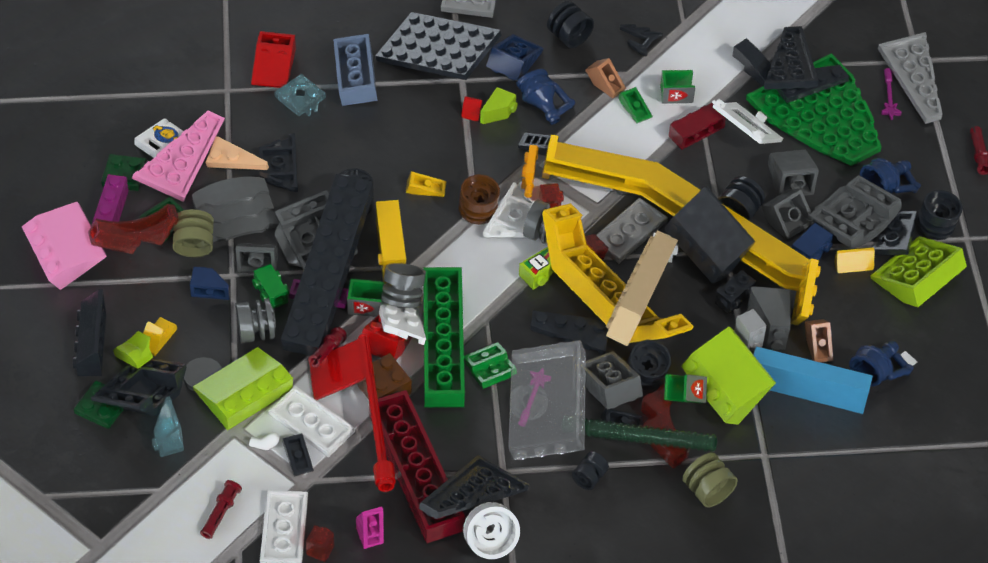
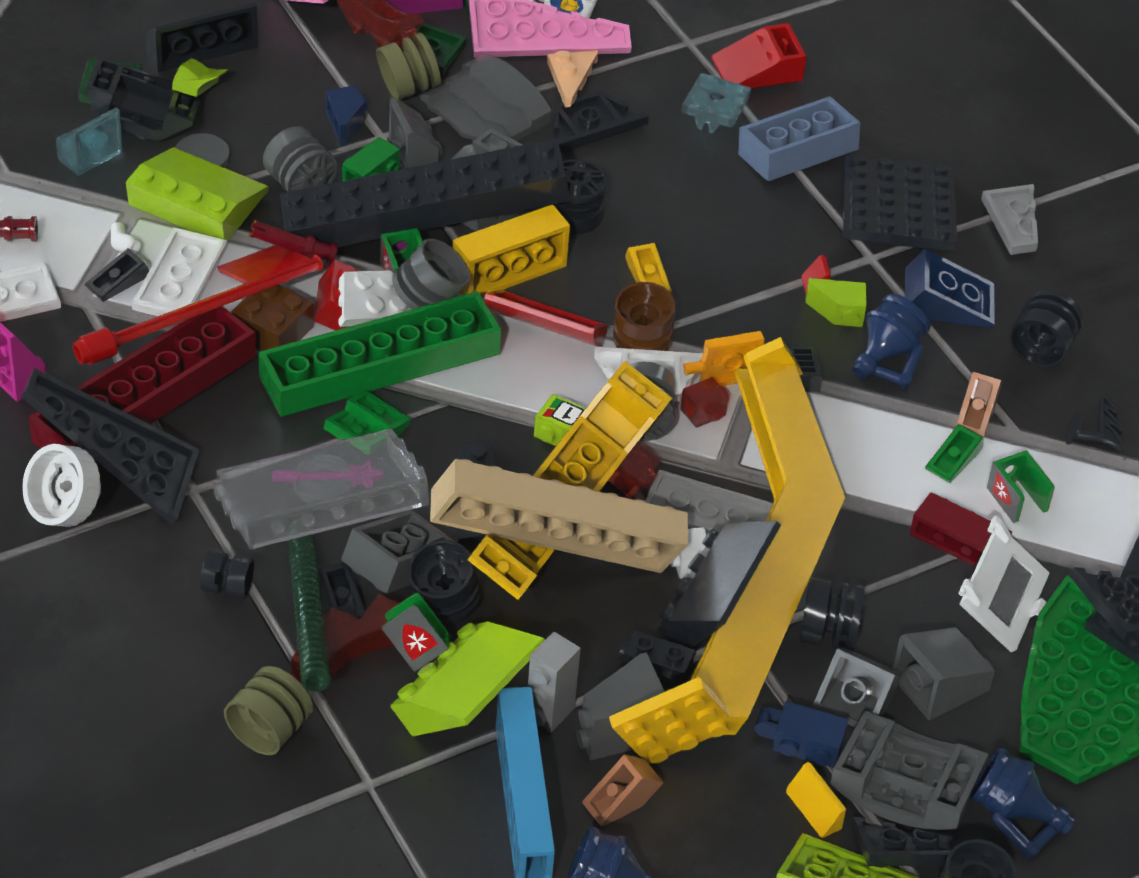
camera: 65 degrees right, 5 degrees down
(159, 333) = (236, 96): yellow slope -> none
(453, 242) = (547, 317): none -> red slope

